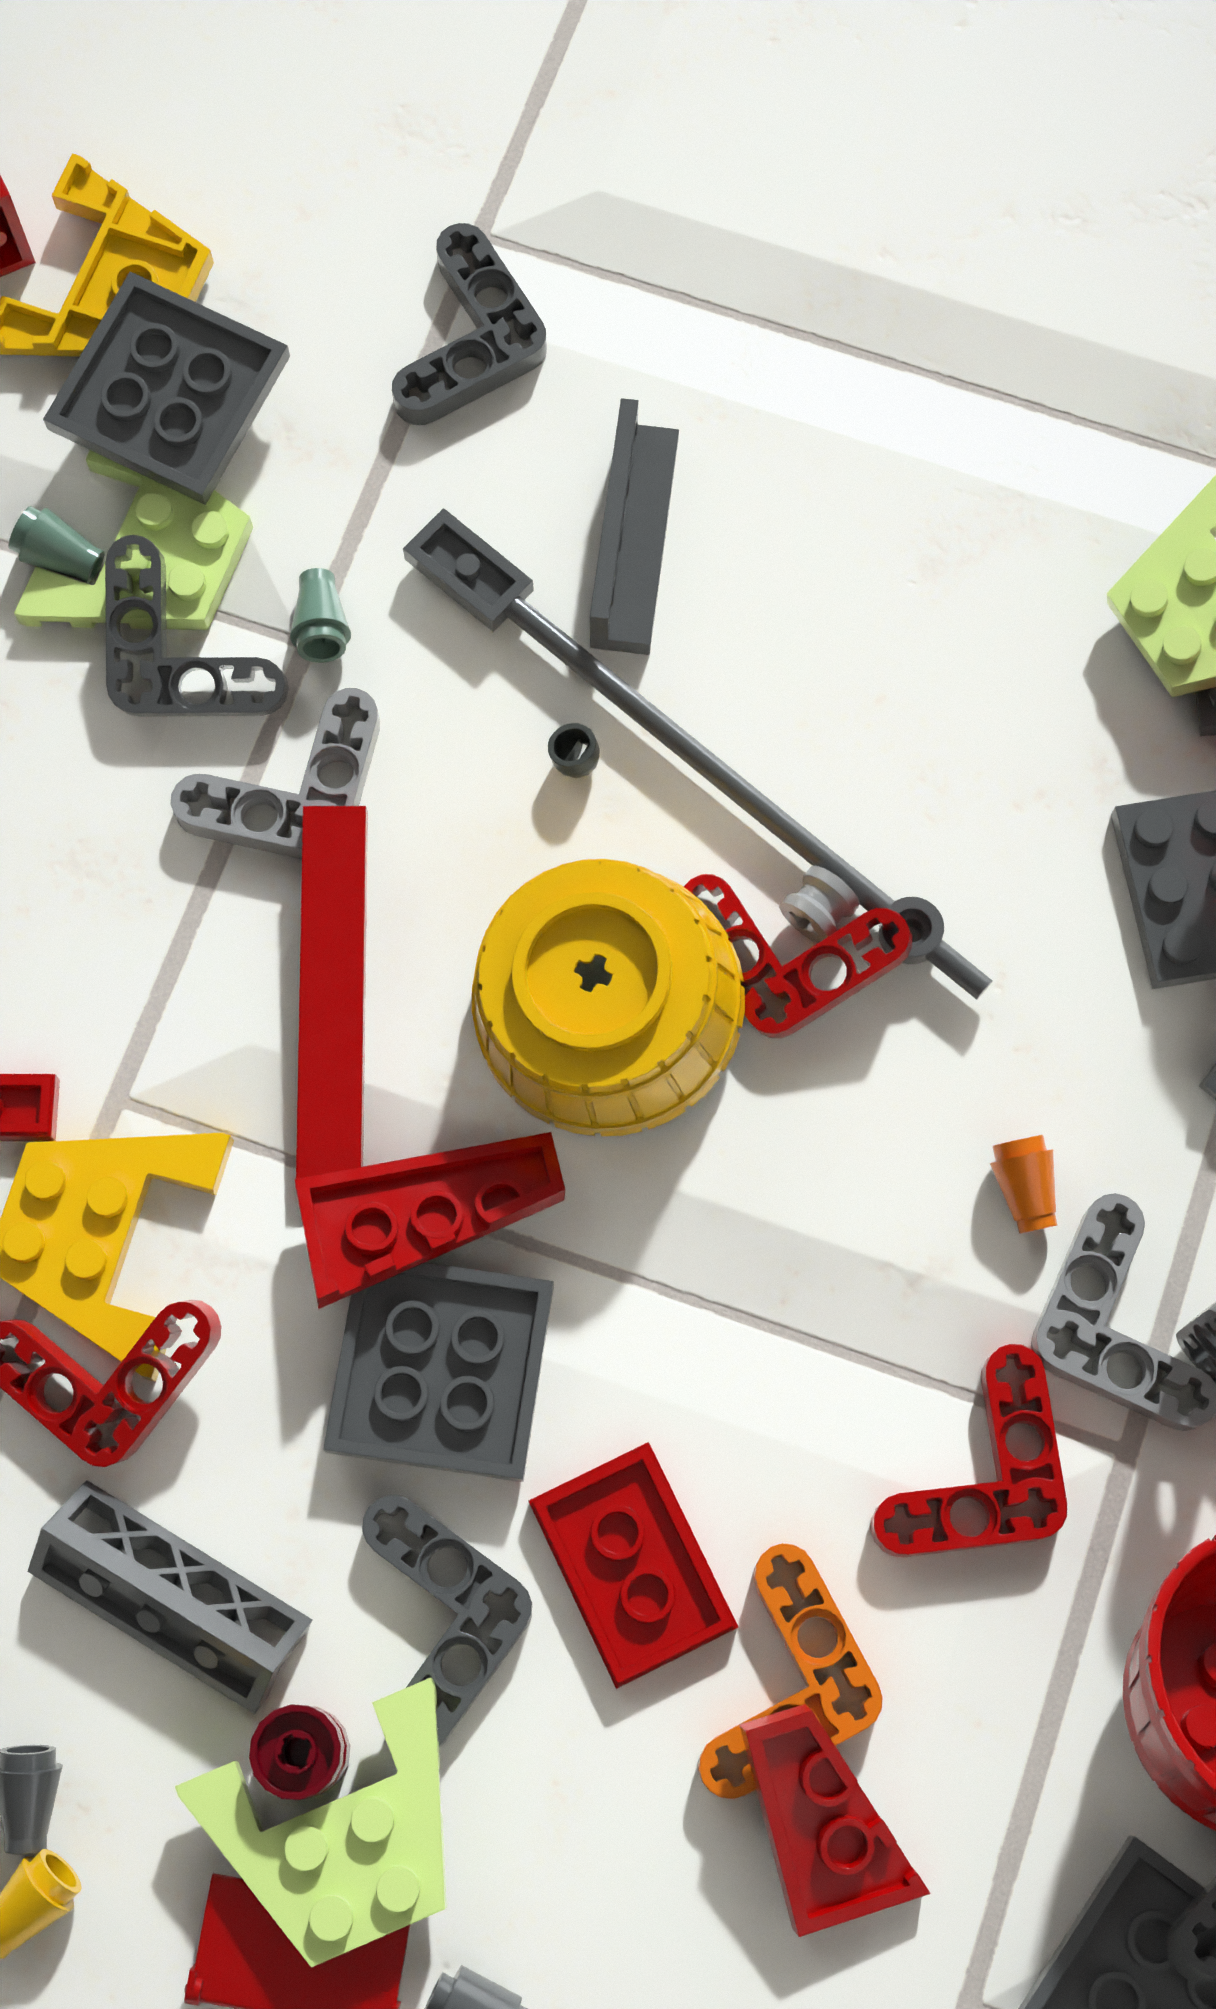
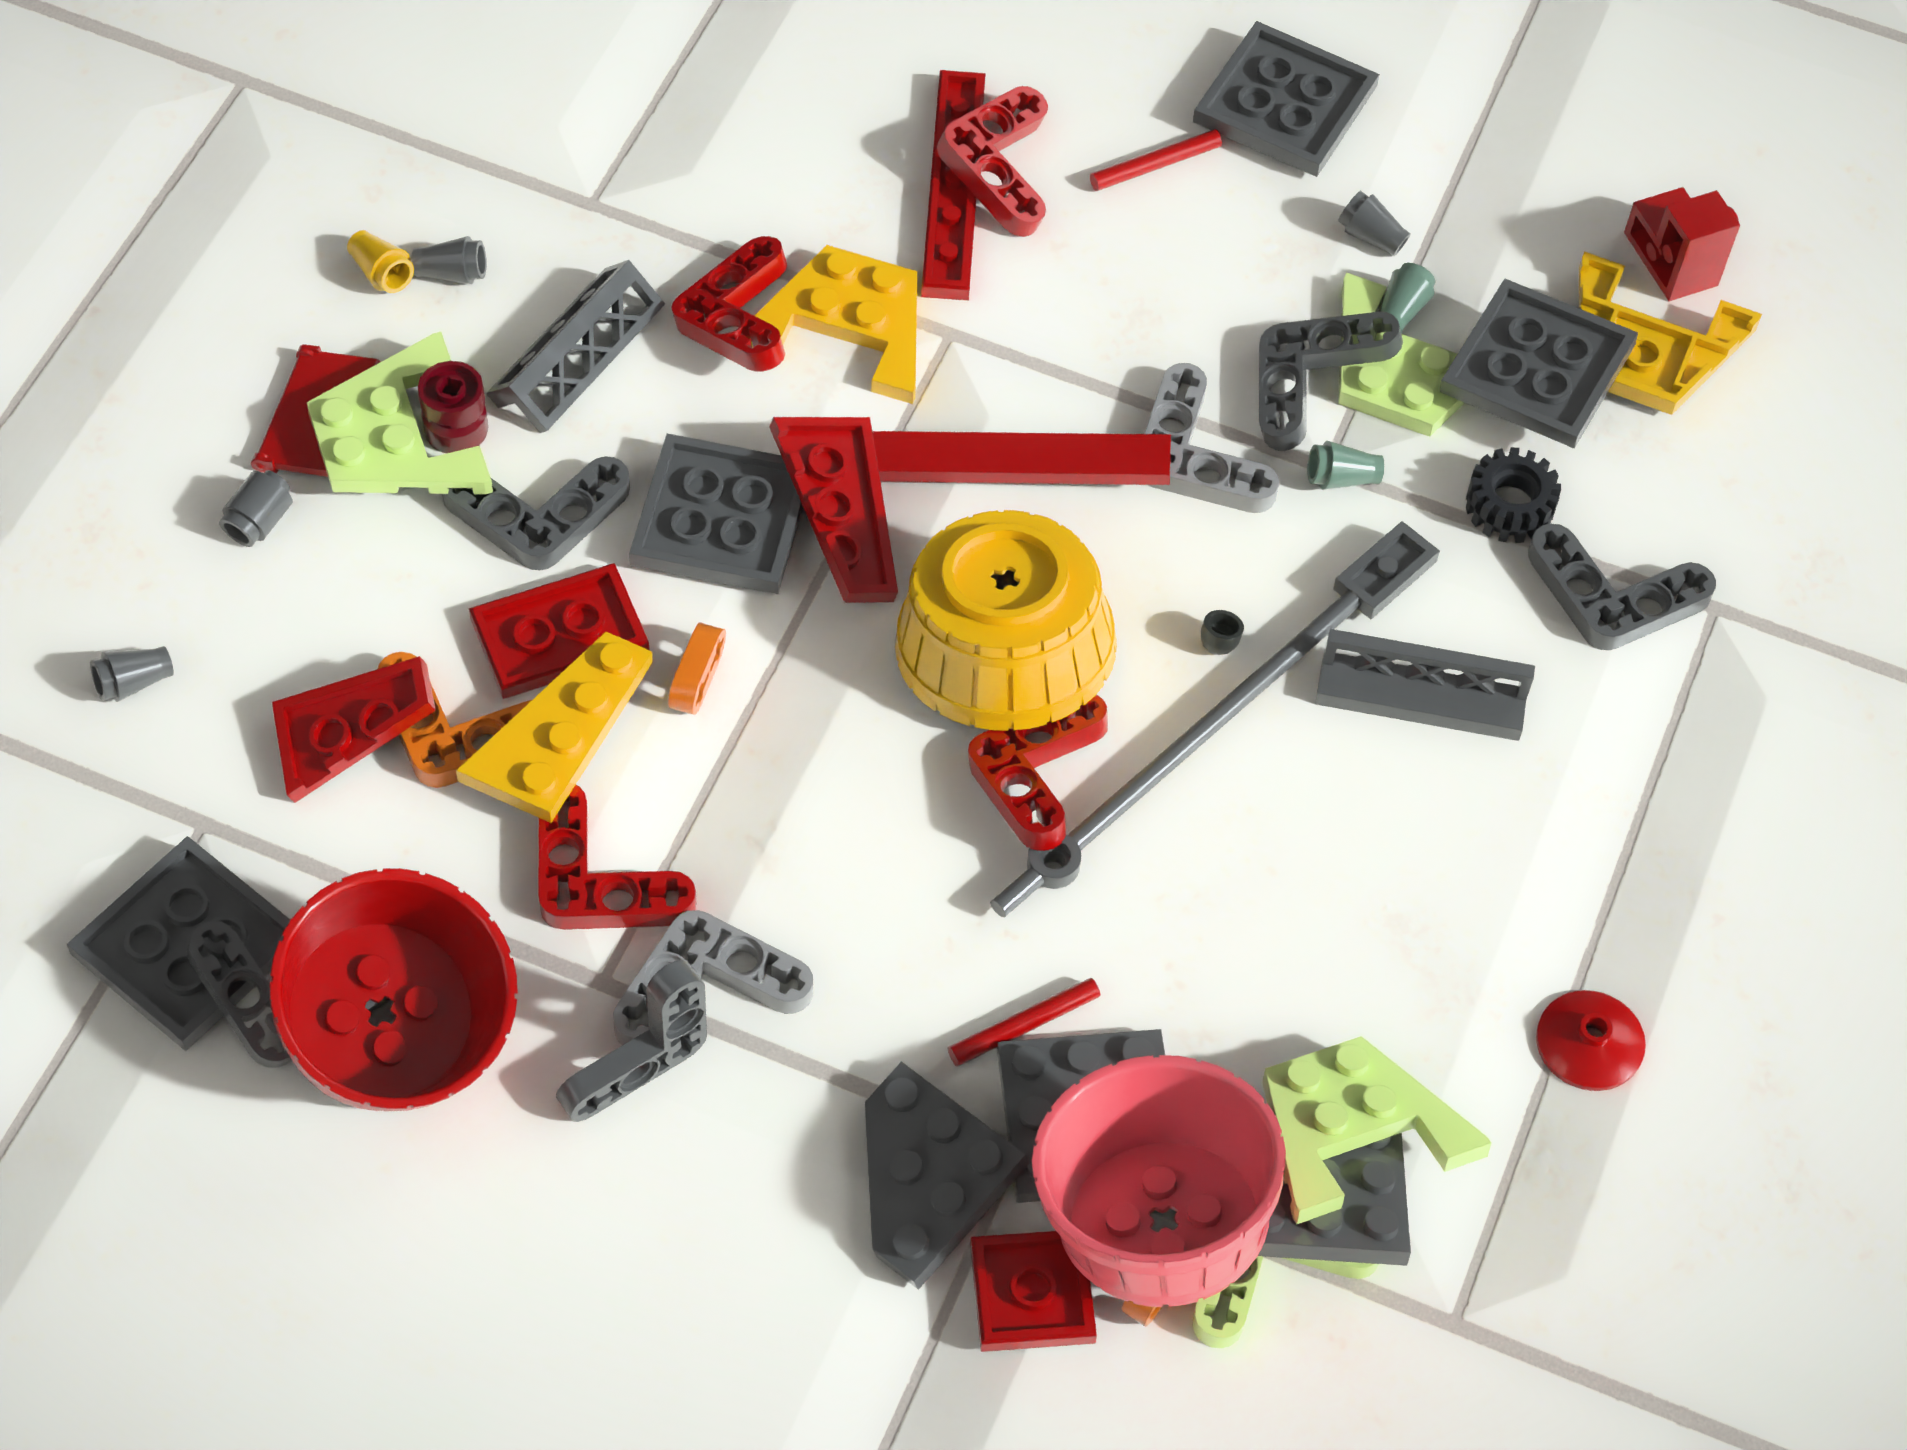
camera: 90 degrees right, 15 degrees down
(345, 401) = (1517, 473): none -> black tyre
(686, 1374) = (697, 668): none -> orange beam
(819, 904) = (1079, 791): light grey wheel -> none
(822, 1544) = (555, 736): none -> yellow wing
(1027, 1181) = (829, 921): orange cone -> none
(1045, 399) = (1585, 1059): none -> red dish
(1119, 958) = (1024, 1021): none -> red bar

